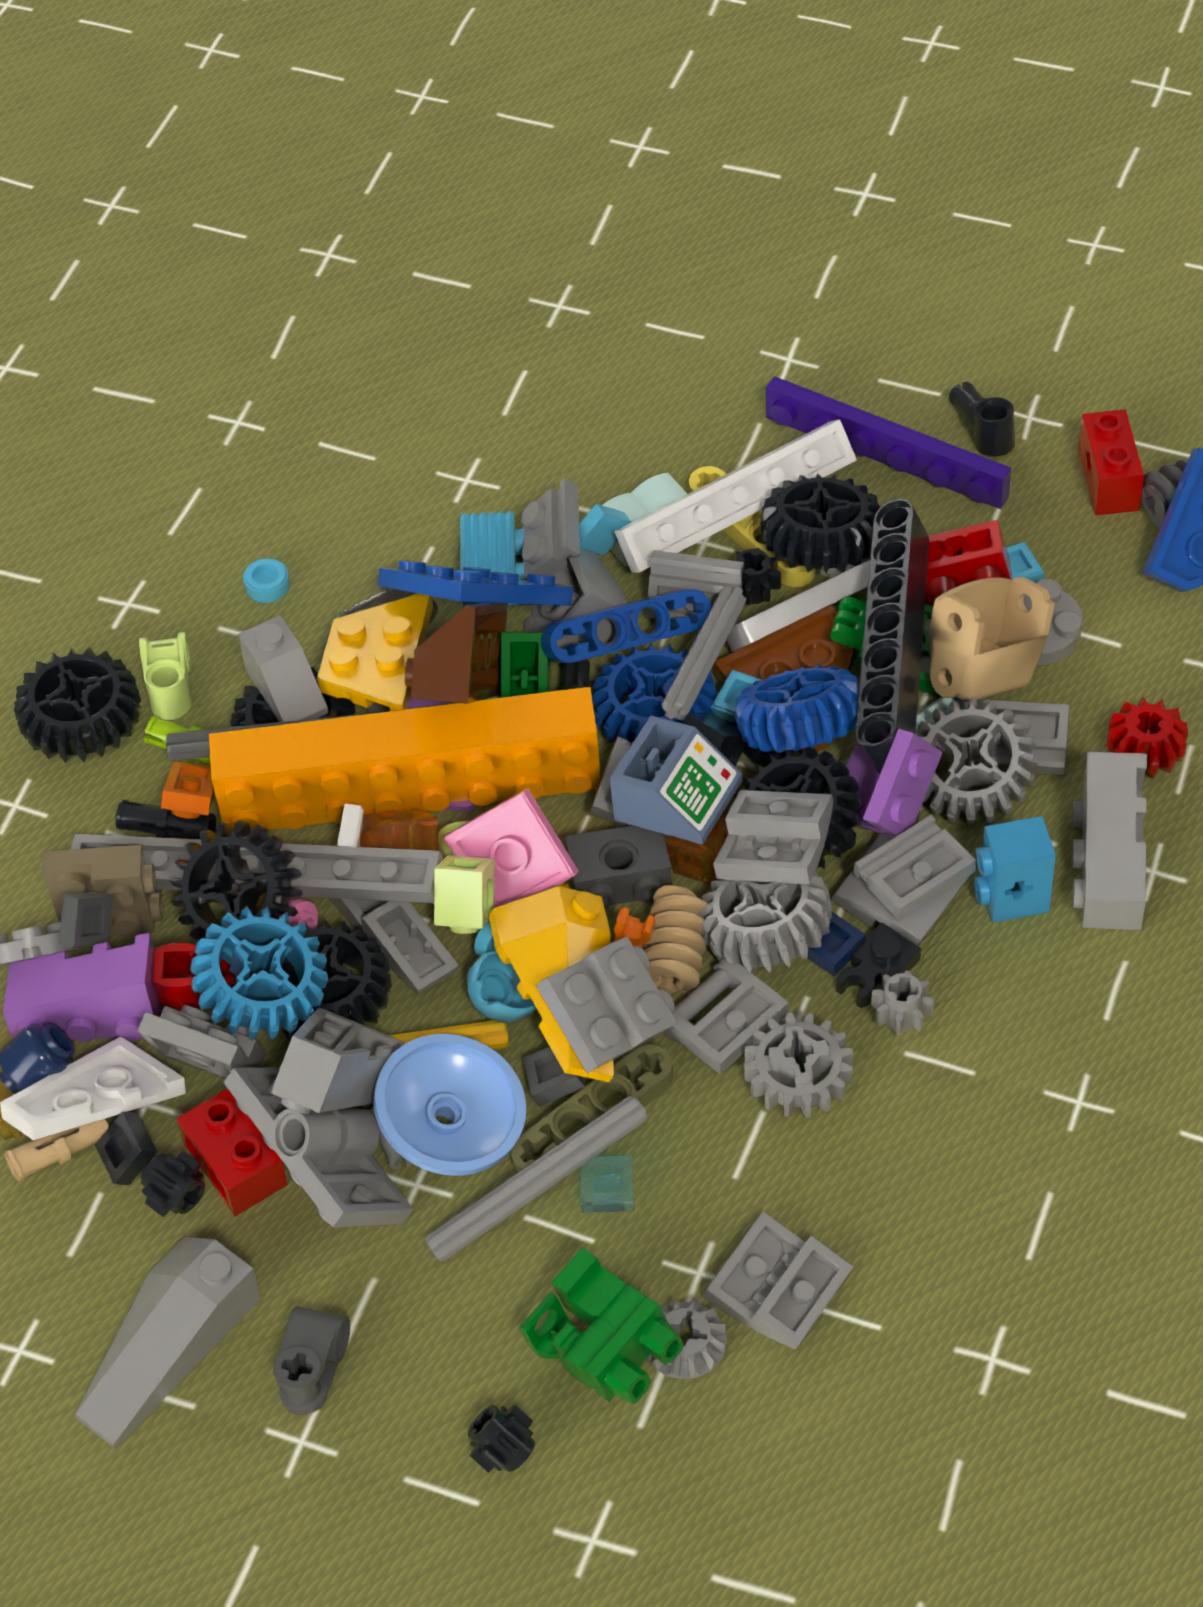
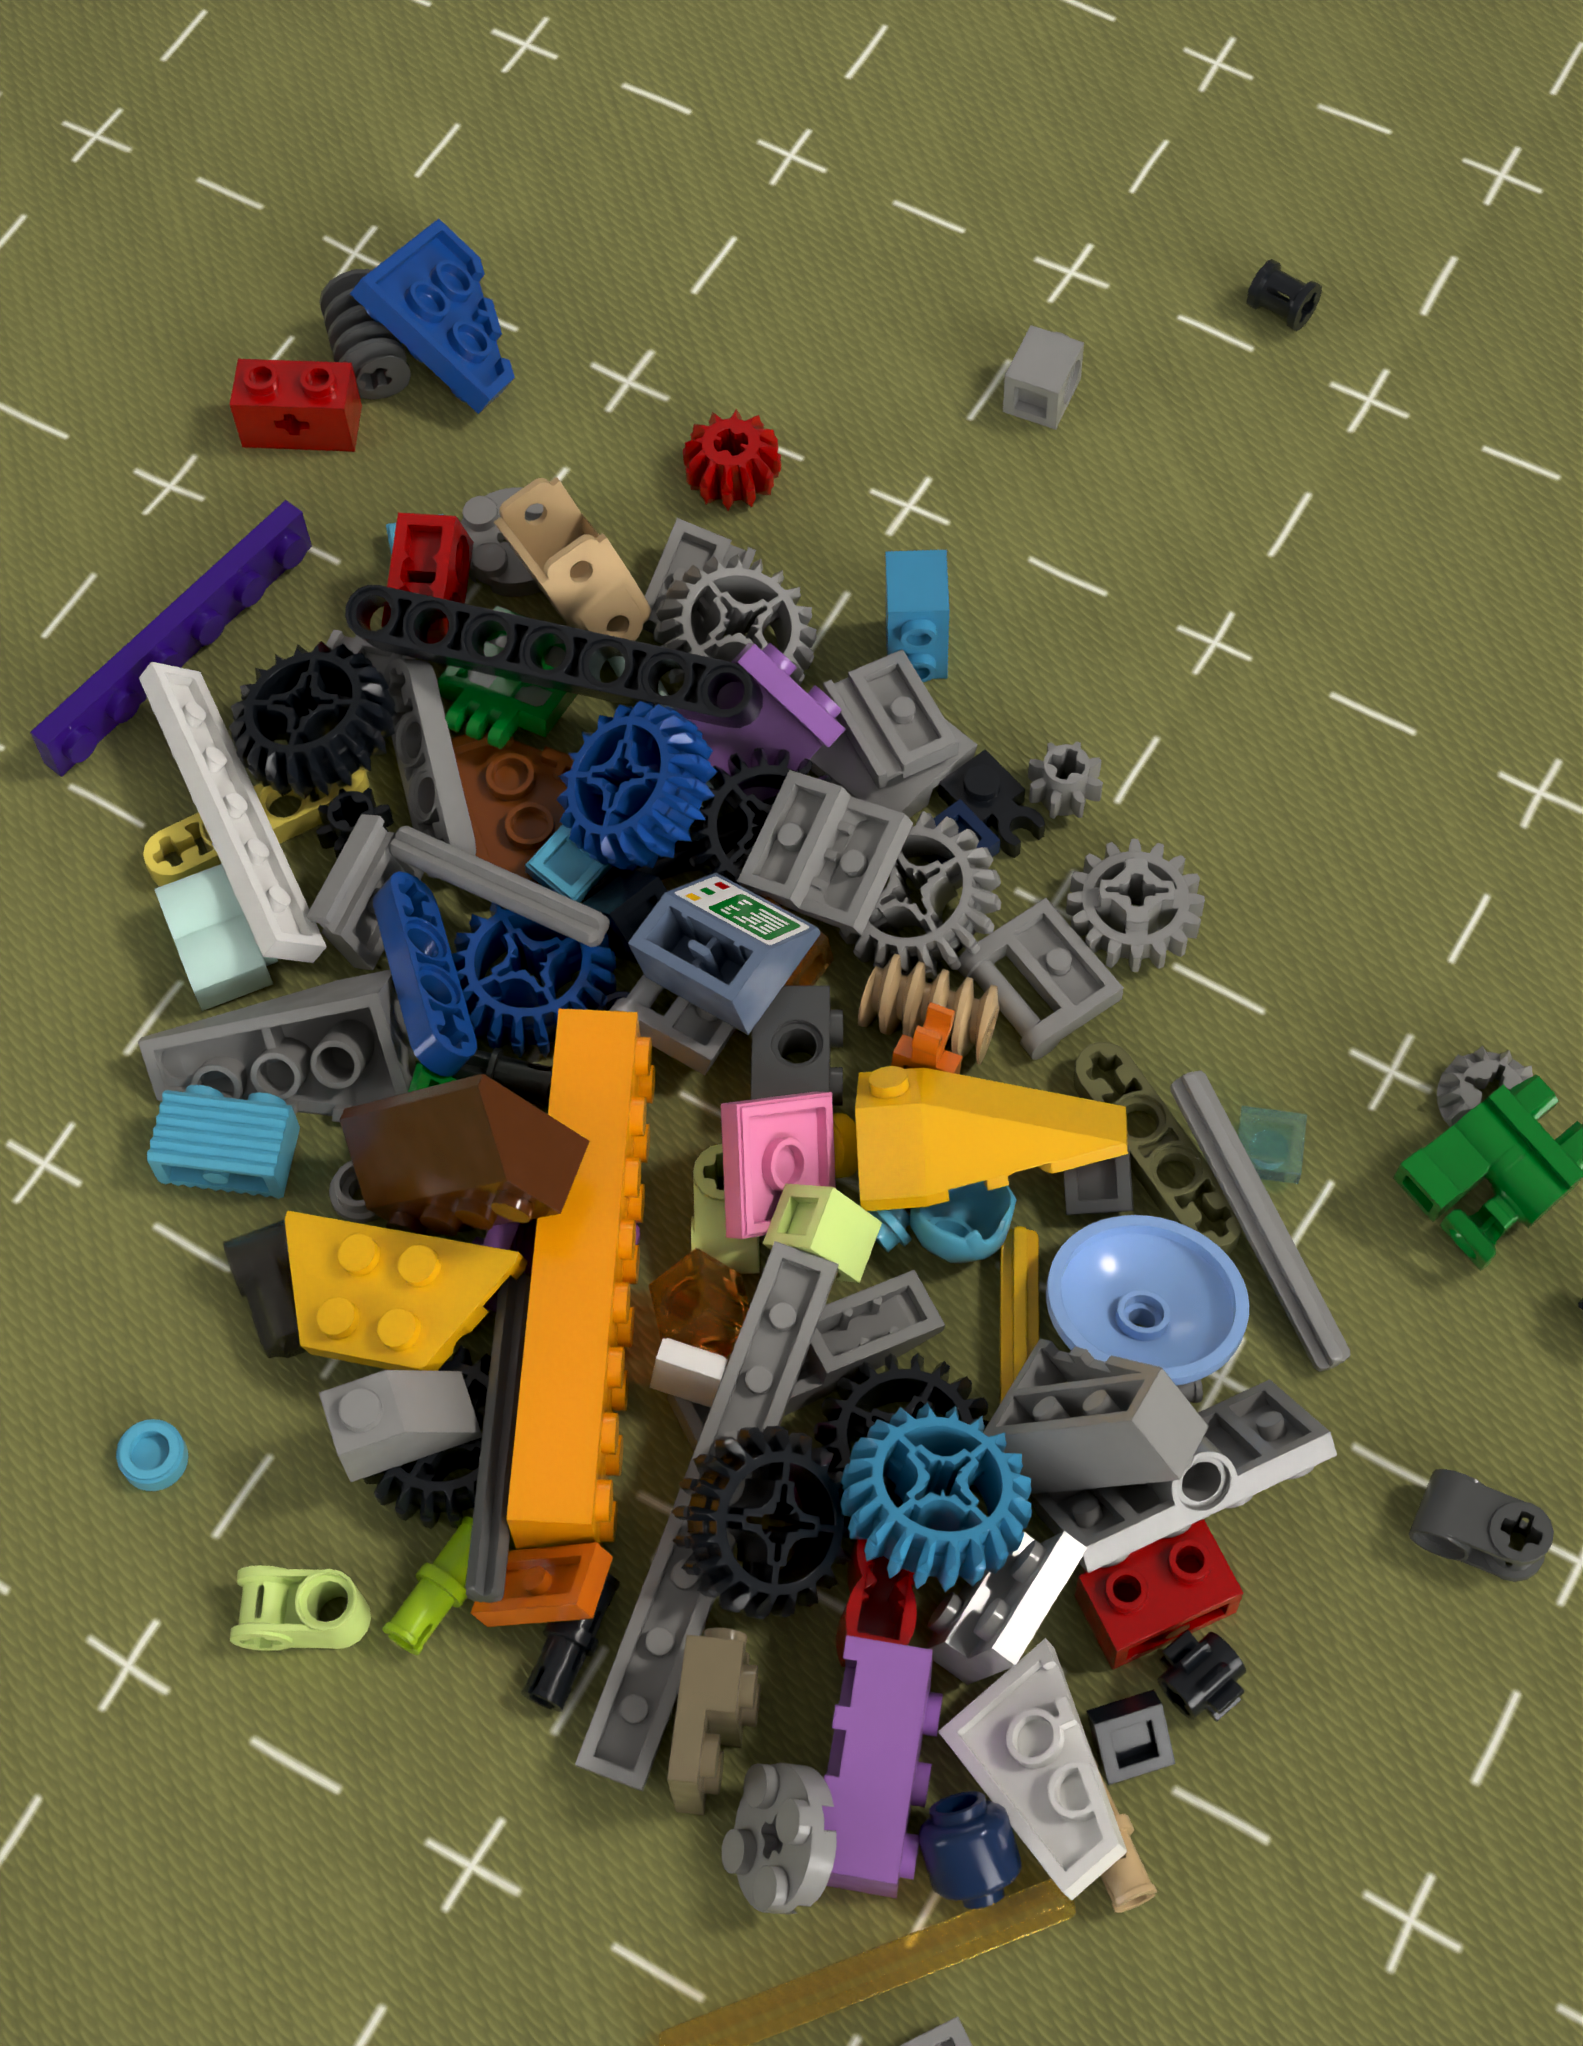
camera: 80 degrees left, 10 degrees up
(77, 705) = (296, 1753): black gear -> none
(85, 919) = (787, 1735): dark grey plate -> none
(169, 1329) = (1405, 1699): light grey wedge -> none
(474, 584) = (324, 1142): blue plate -> none
(551, 530) = (225, 1042): light grey plate -> none
(598, 528) = (243, 979): medium azure tile -> none
(608, 1003) = (1043, 1080): light grey plate -> none
(777, 1282) = (1423, 985): light grey slope -> none
(988, 417) = (182, 516): black pin -> none
(1111, 842) = (862, 509): light grey wedge -> none

